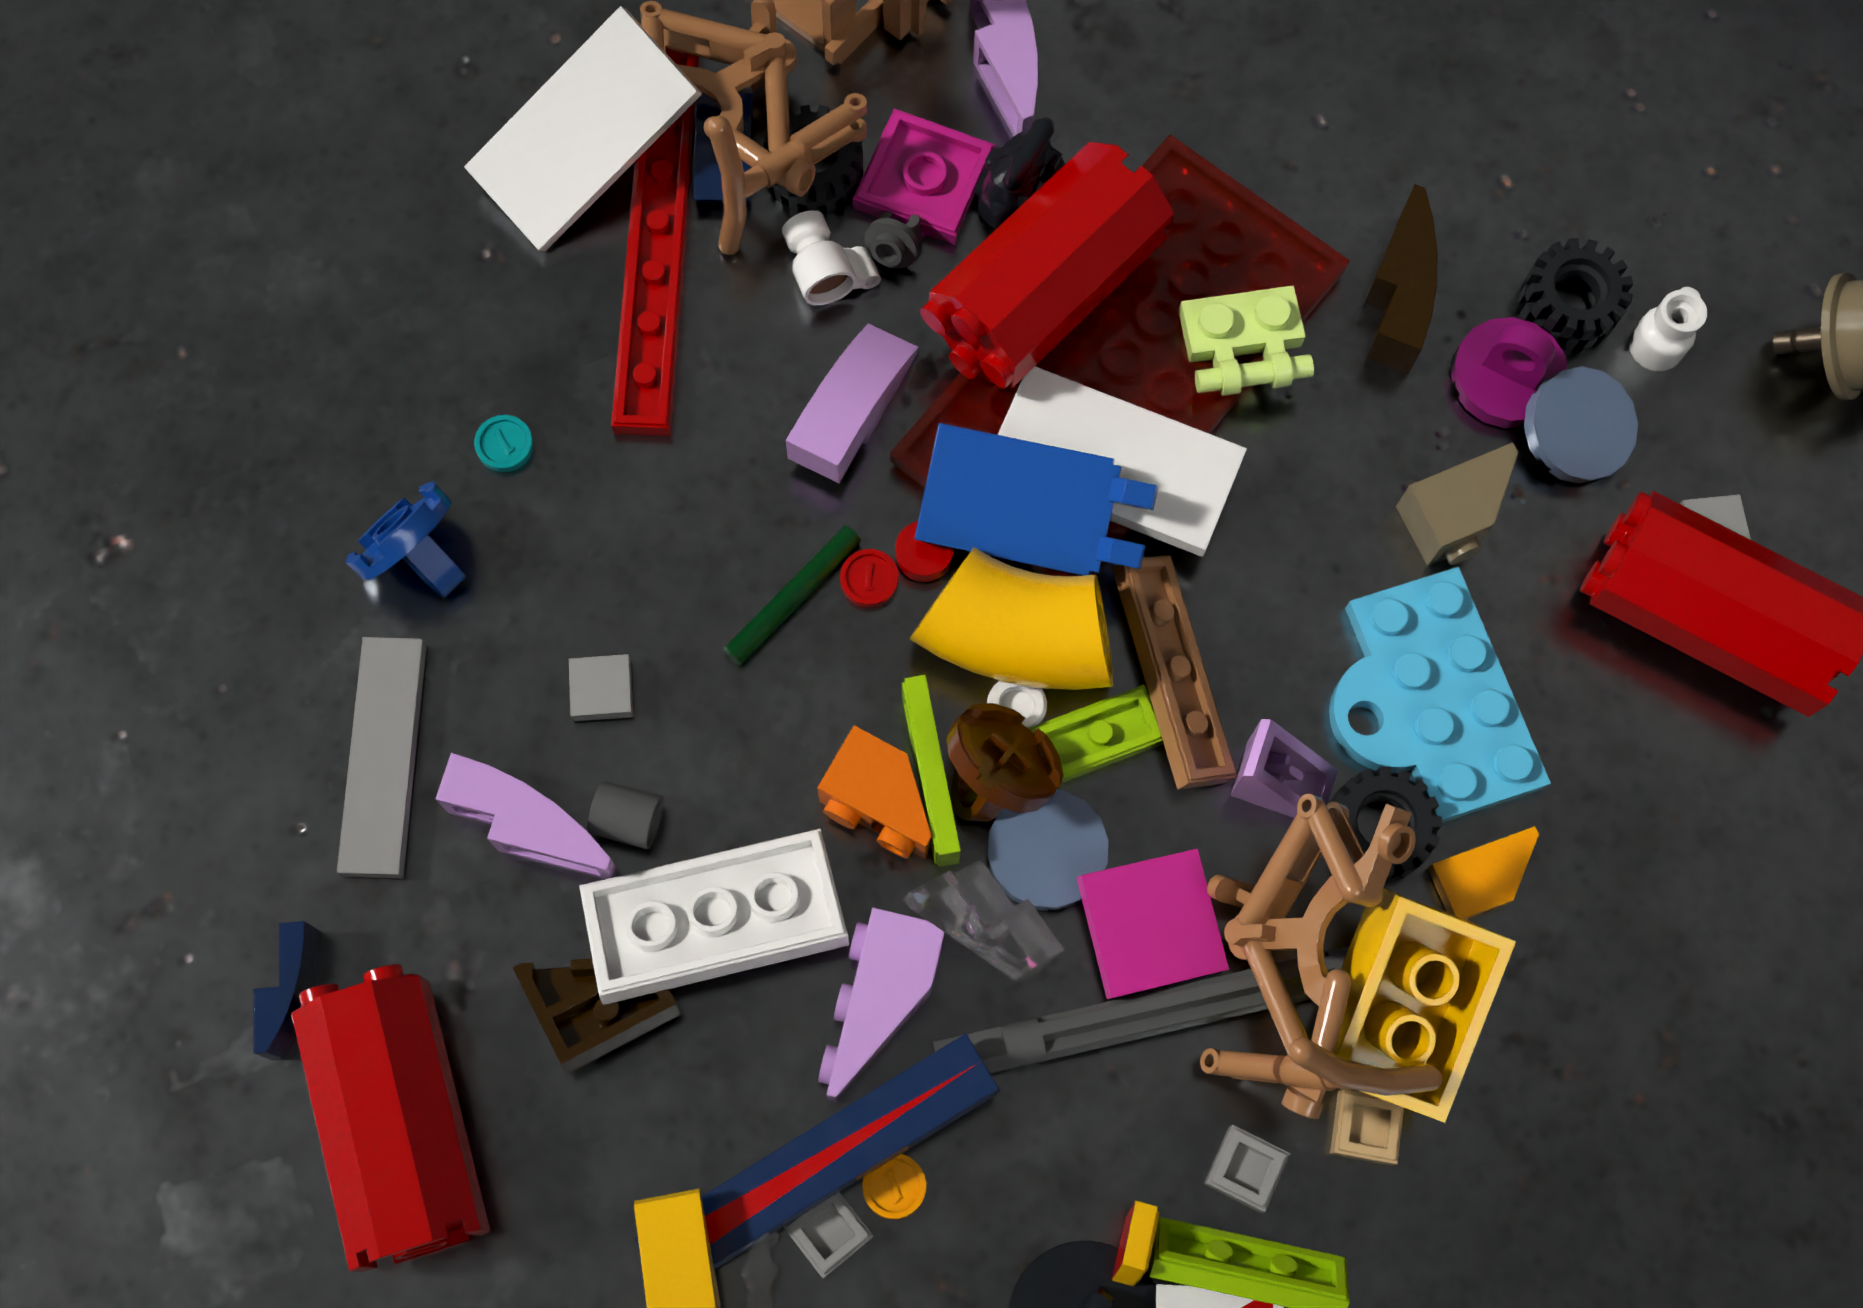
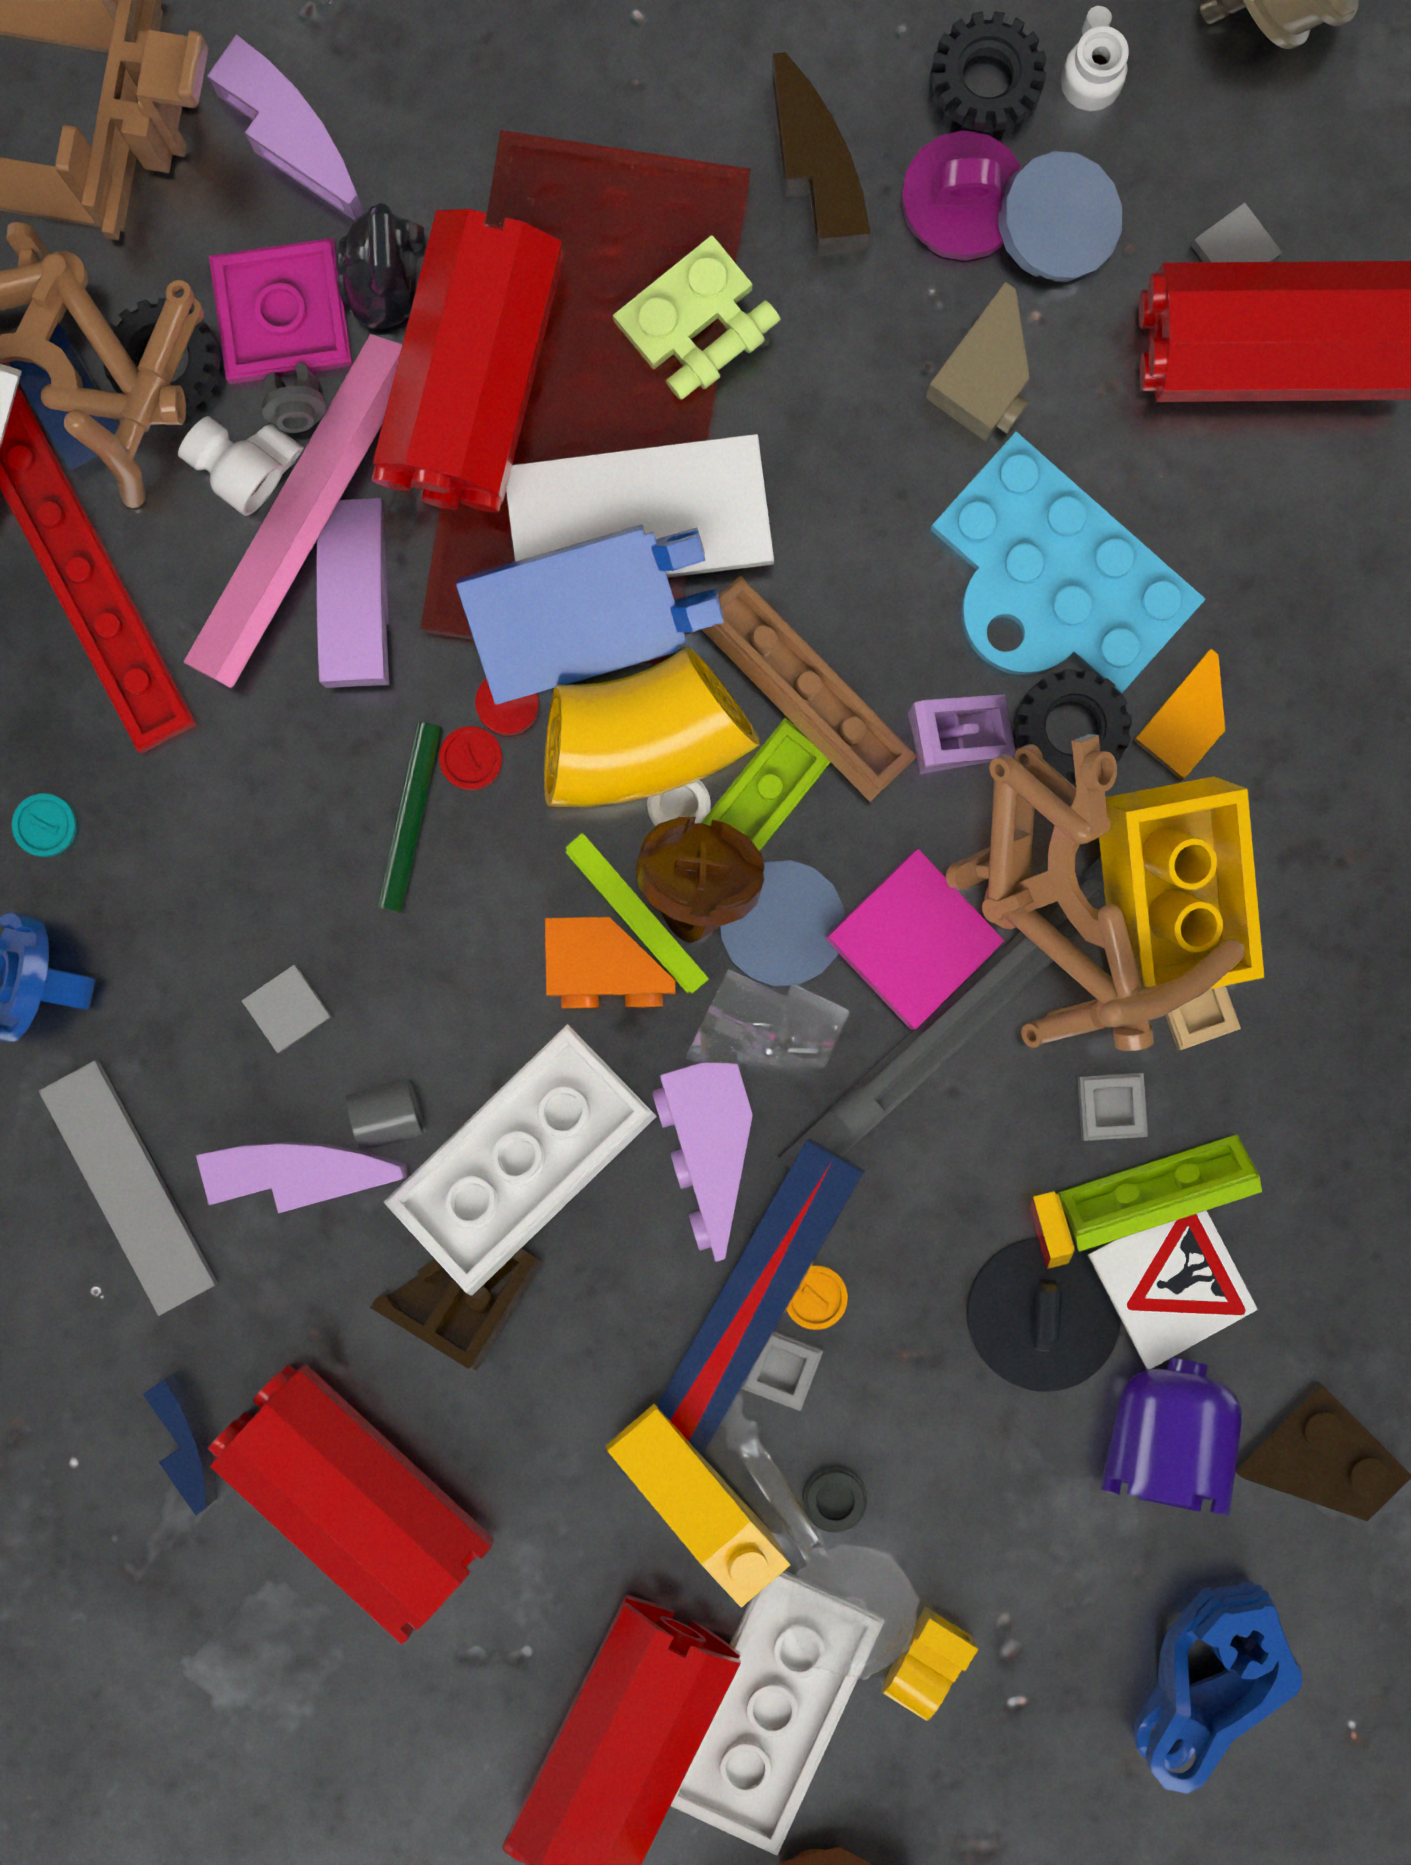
camera: 25 degrees left, 15 degrees up
(831, 328) = (297, 515): none -> bright pink tile

